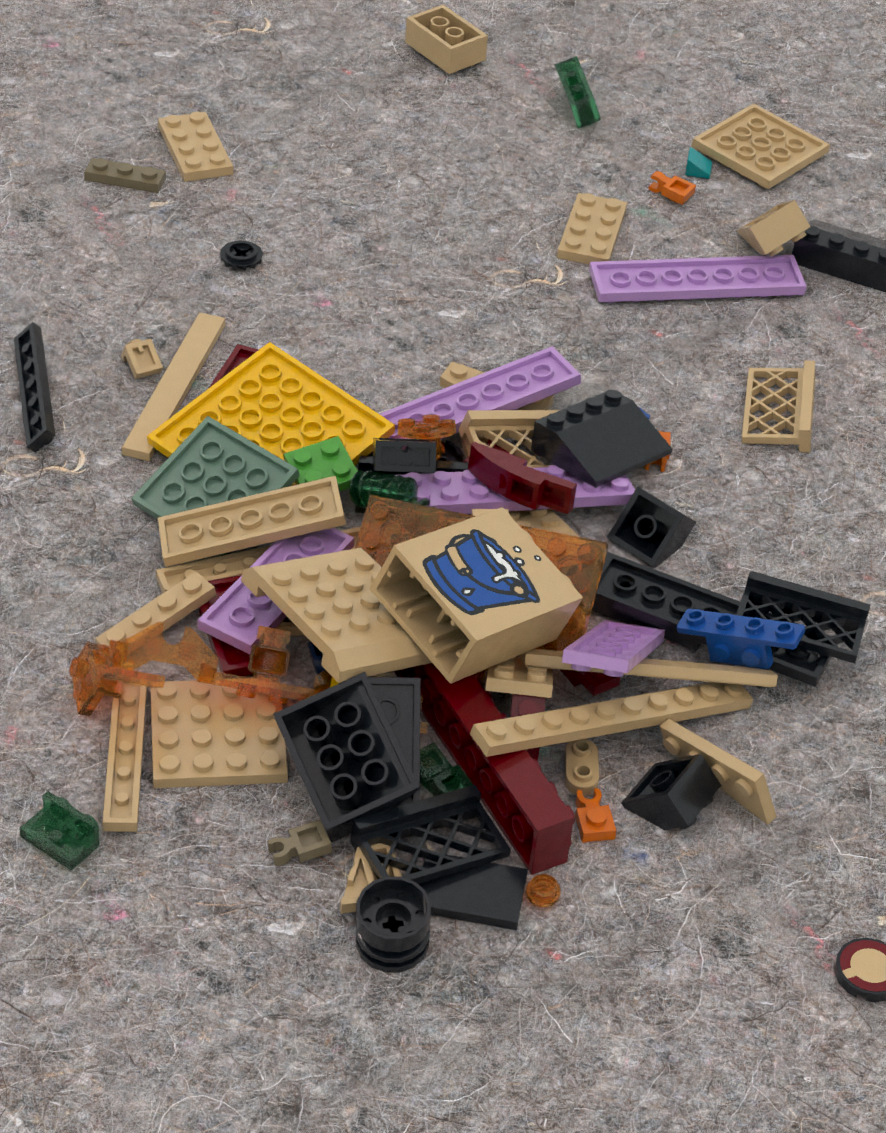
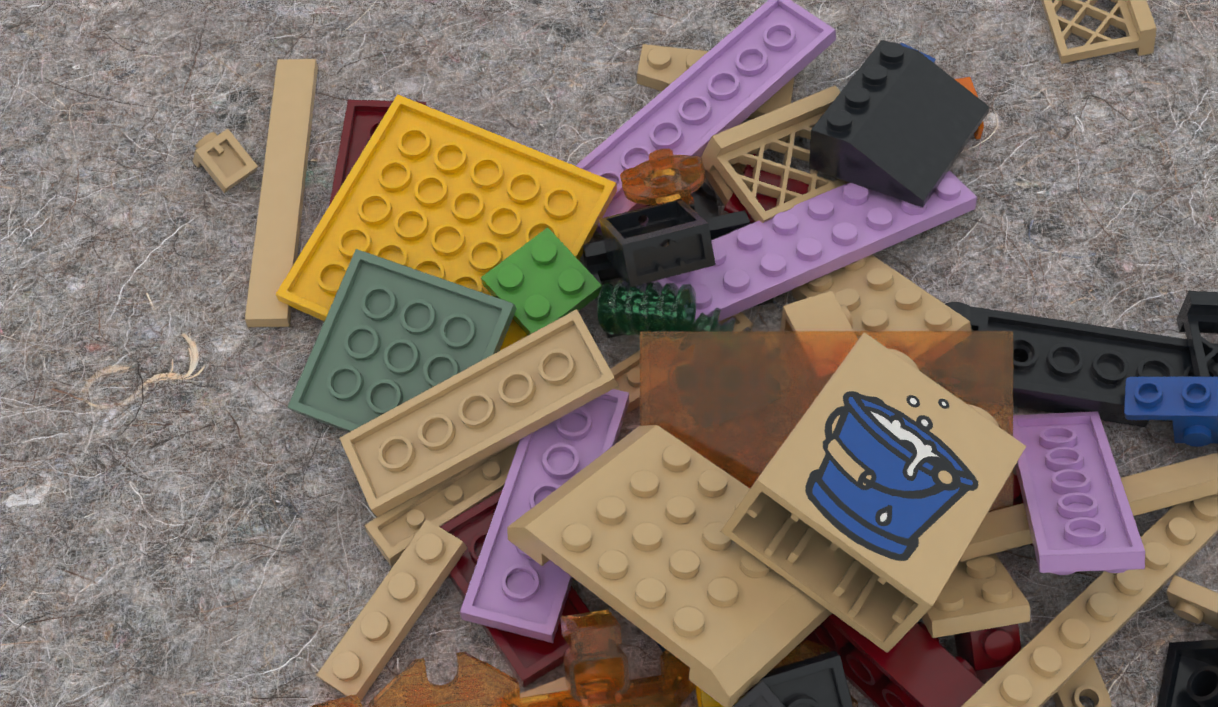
camera: 10 degrees left, 15 degrees up
(34, 388) = (89, 254): black plate -> none
(514, 480) = (830, 241): dark red slope -> none
(650, 528) = (1009, 244): black slope -> none

